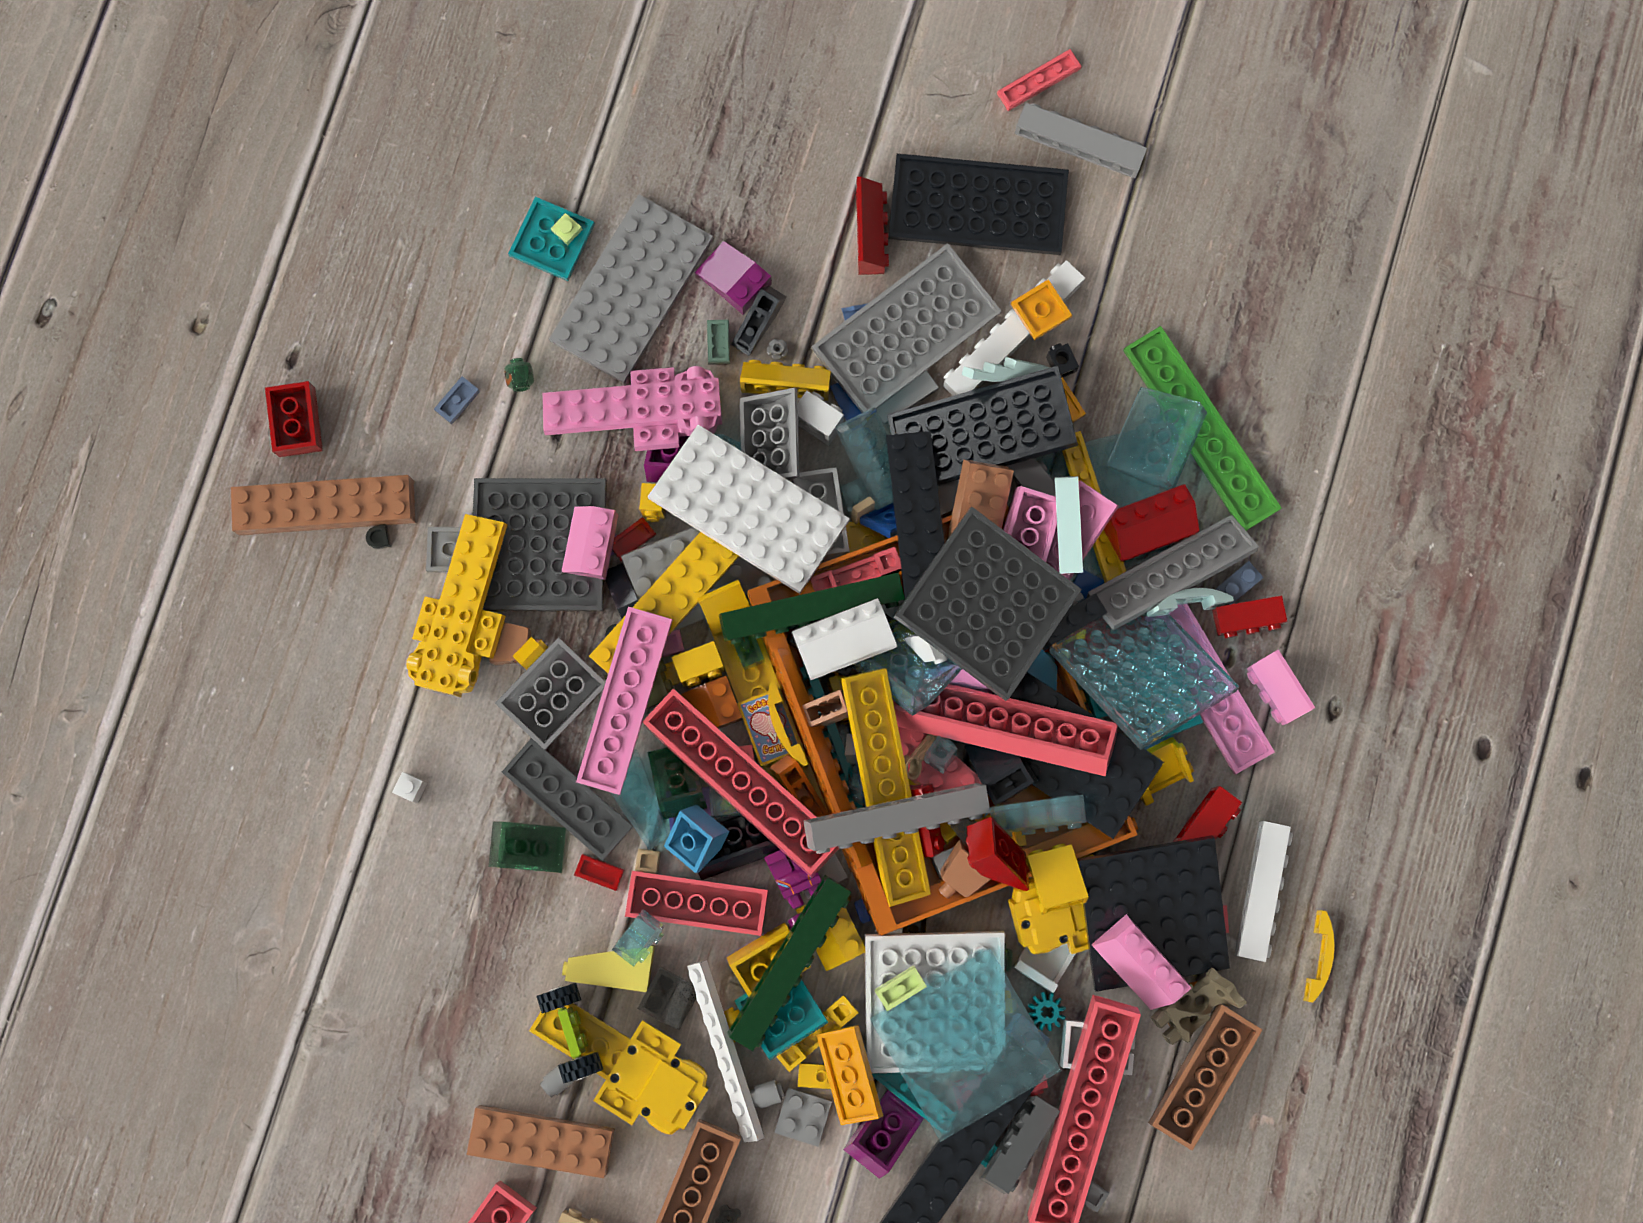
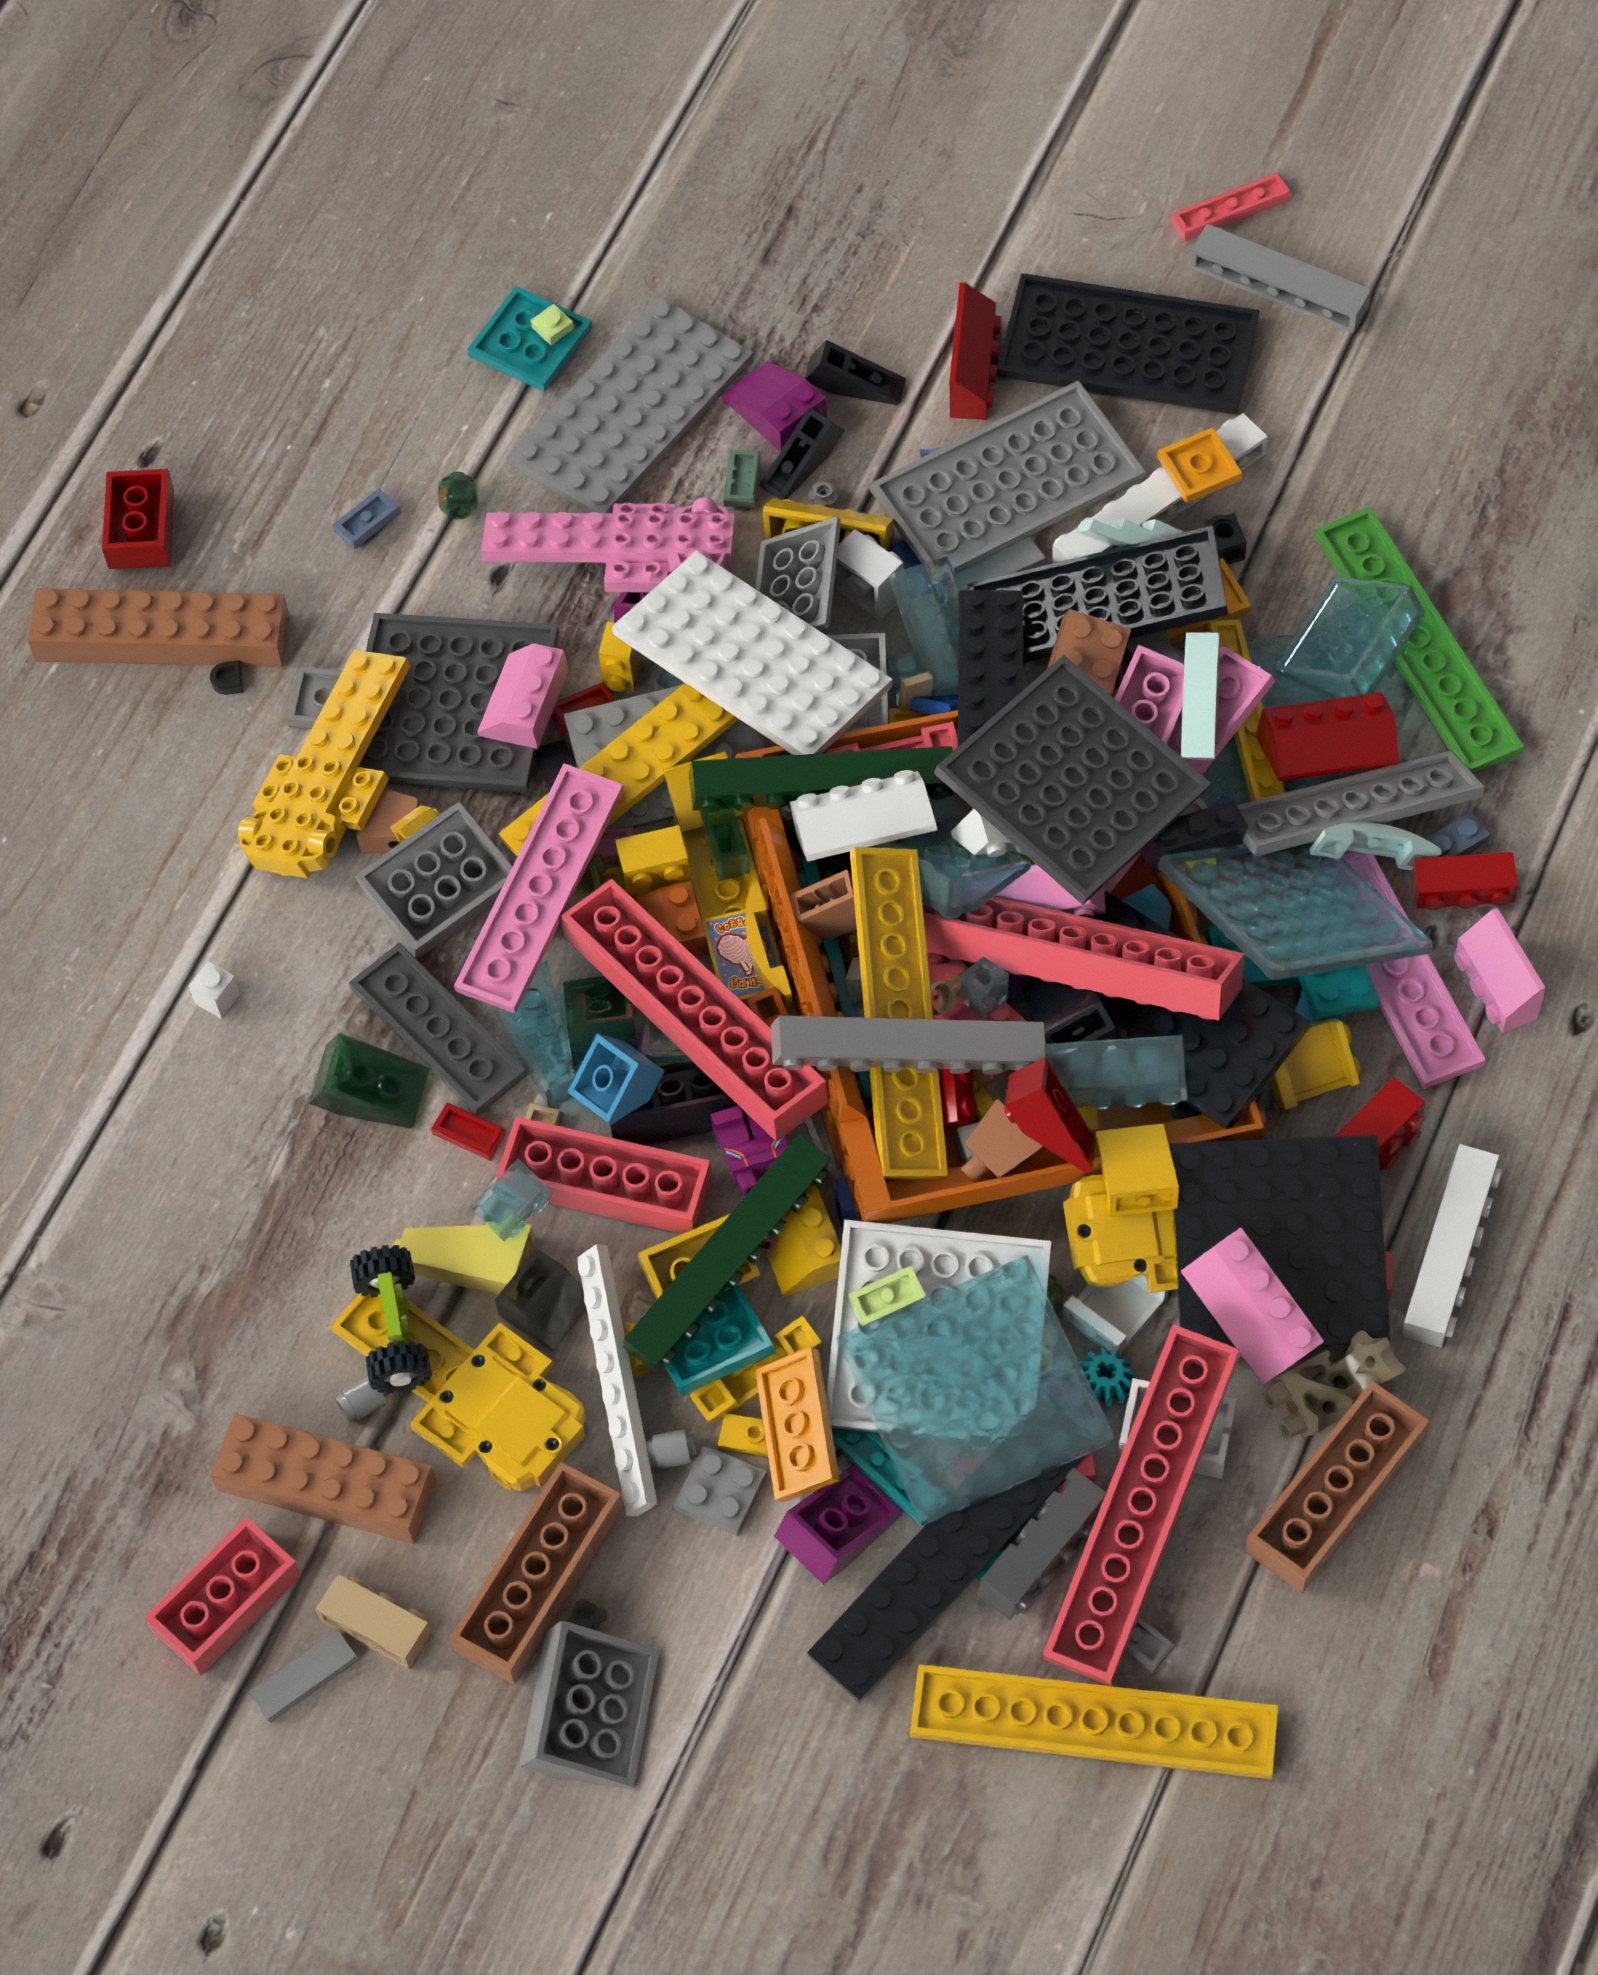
camera: 10 degrees right, 20 degrees down
(787, 250) = (852, 375): none -> black slope
(1322, 926) = (1539, 1309): yellow slope -> none

